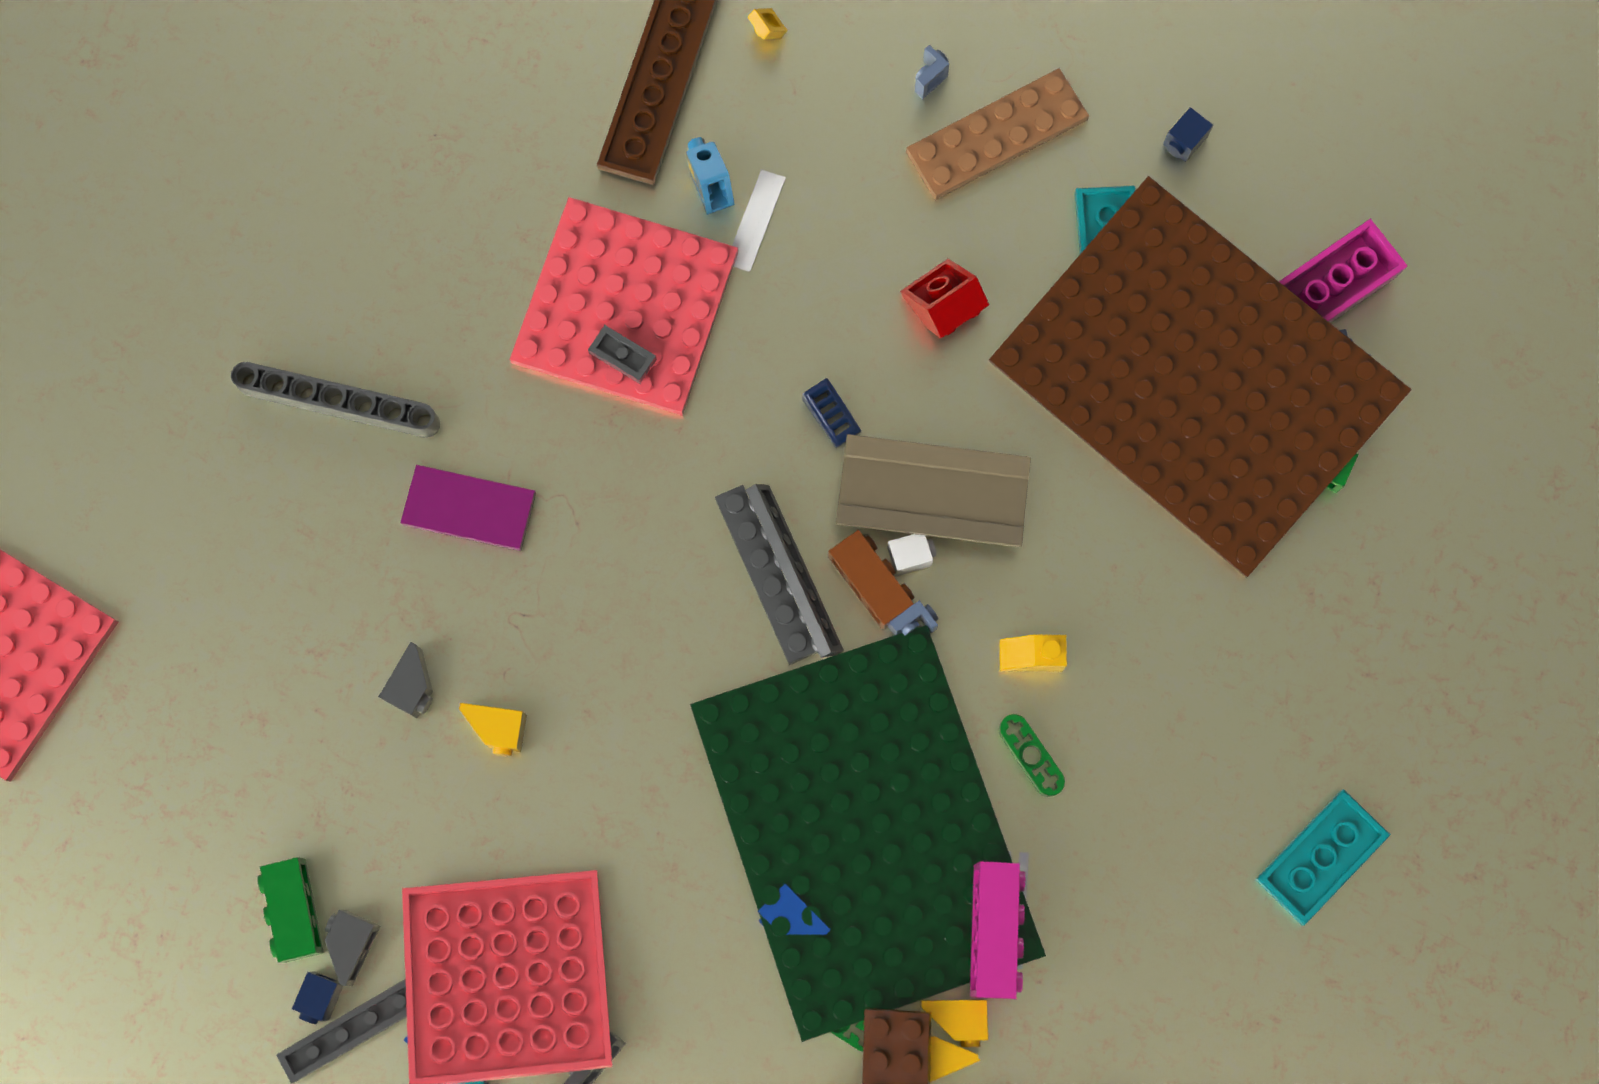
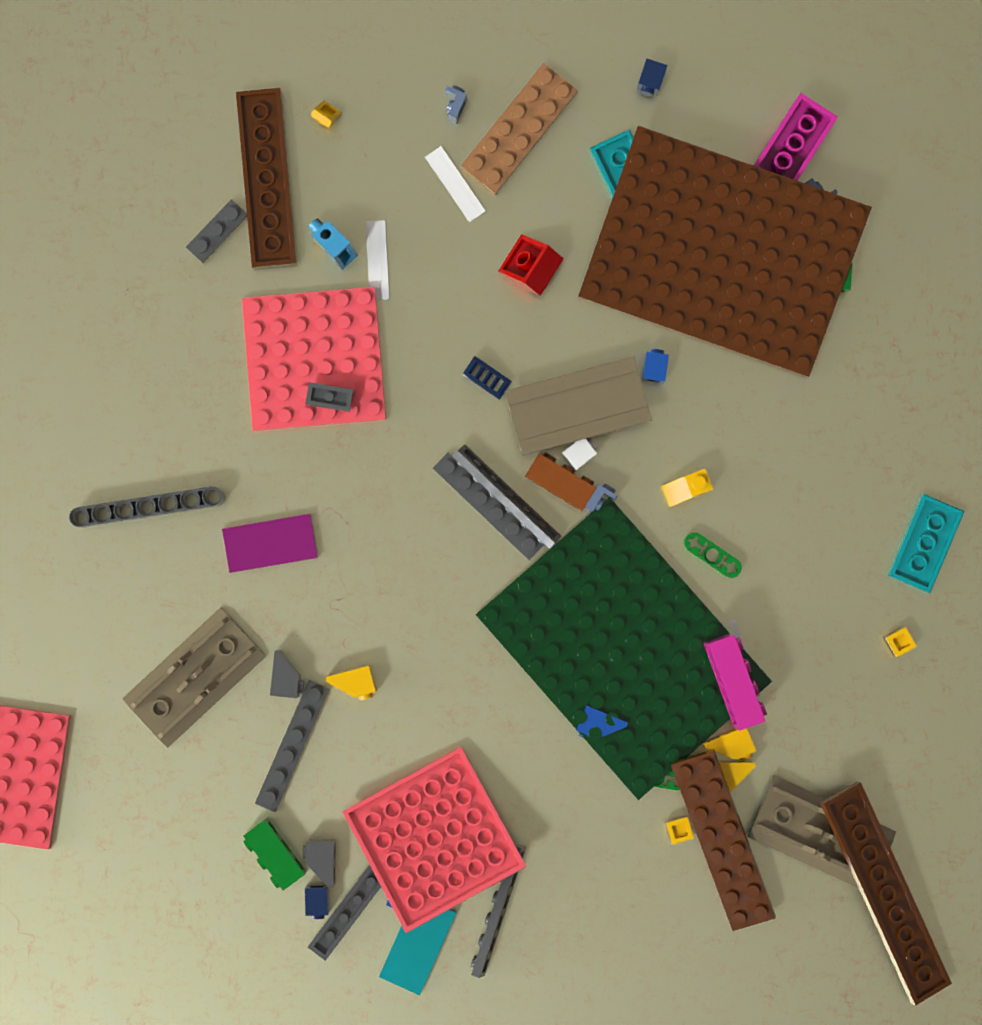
camera: 20 degrees left, 10 degrees up
(294, 638) = (194, 677): none -> dark tan hinge
(378, 778) = (292, 746): none -> dark grey plate
(574, 109) = (217, 231): none -> dark grey plate
(890, 168) = (455, 184): none -> white sticker
(1052, 484) = (655, 366): none -> blue brick
(1240, 974) = (900, 642): none -> yellow plate

